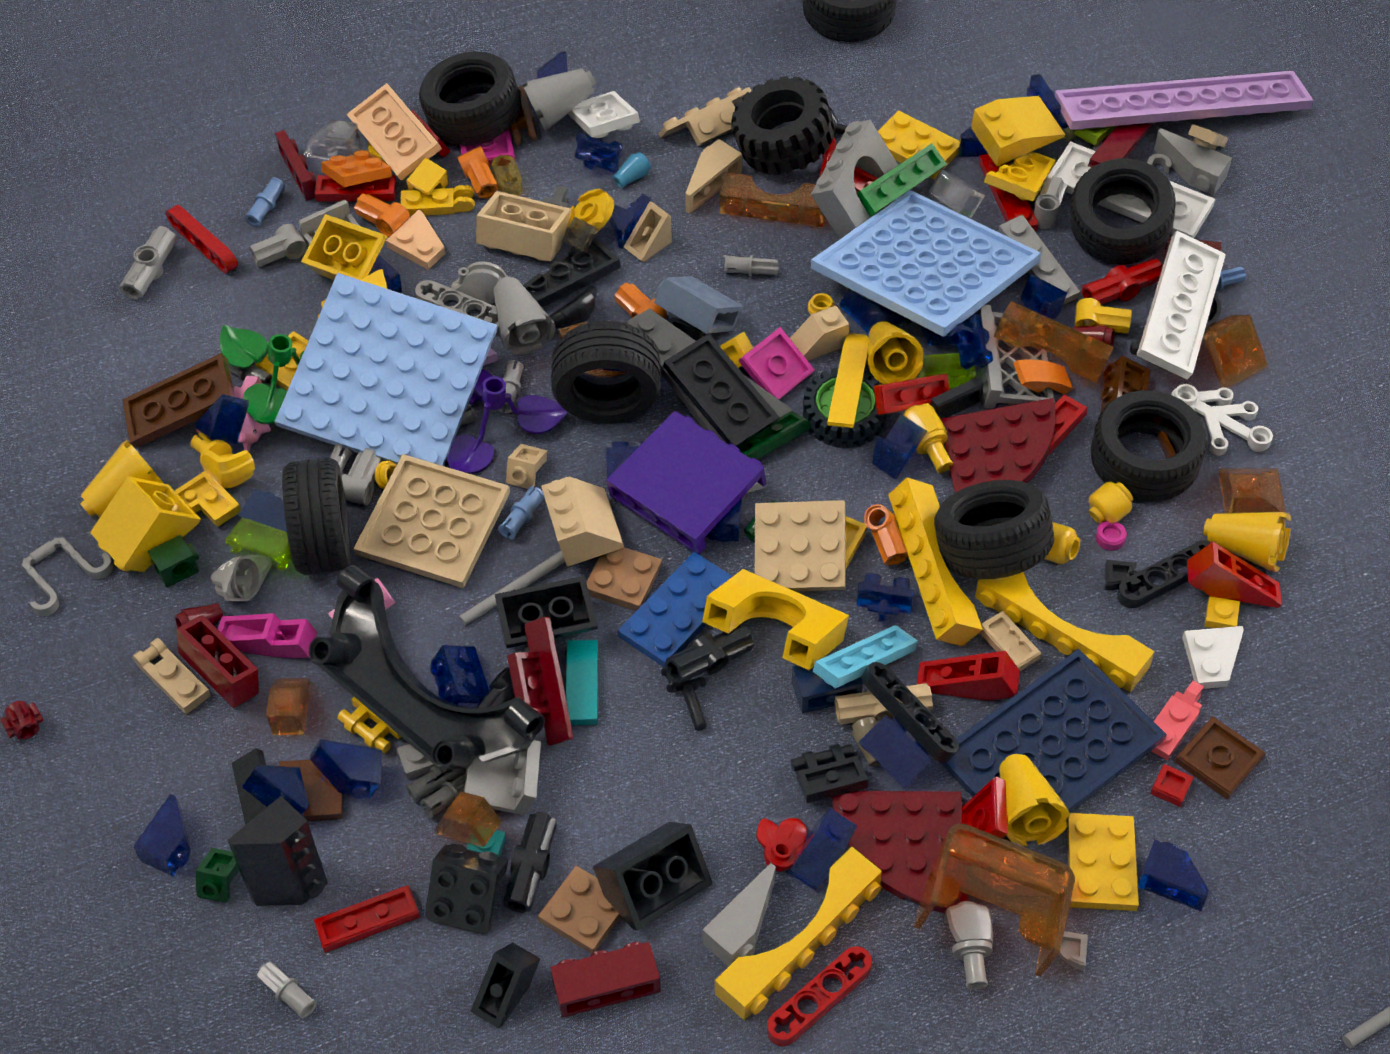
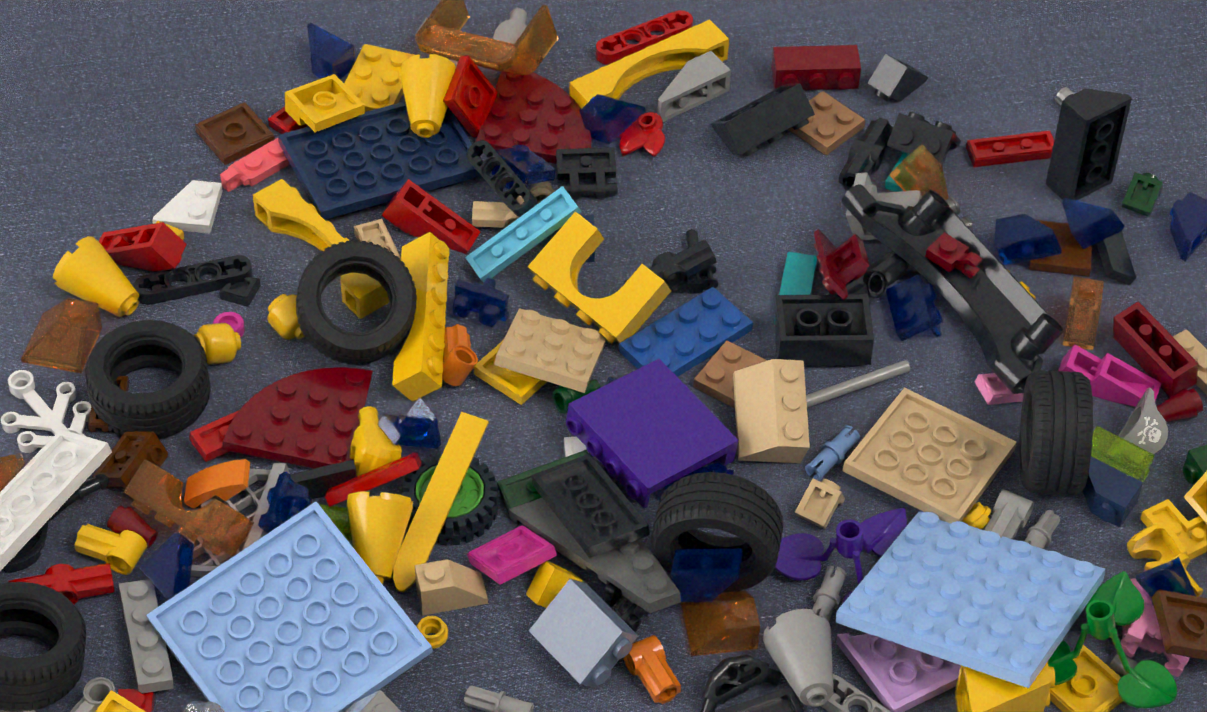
camera: 170 degrees left, 5 degrees down
(425, 715) = (951, 253): none -> dark red plate
(1137, 777) = (323, 103): none -> yellow plate

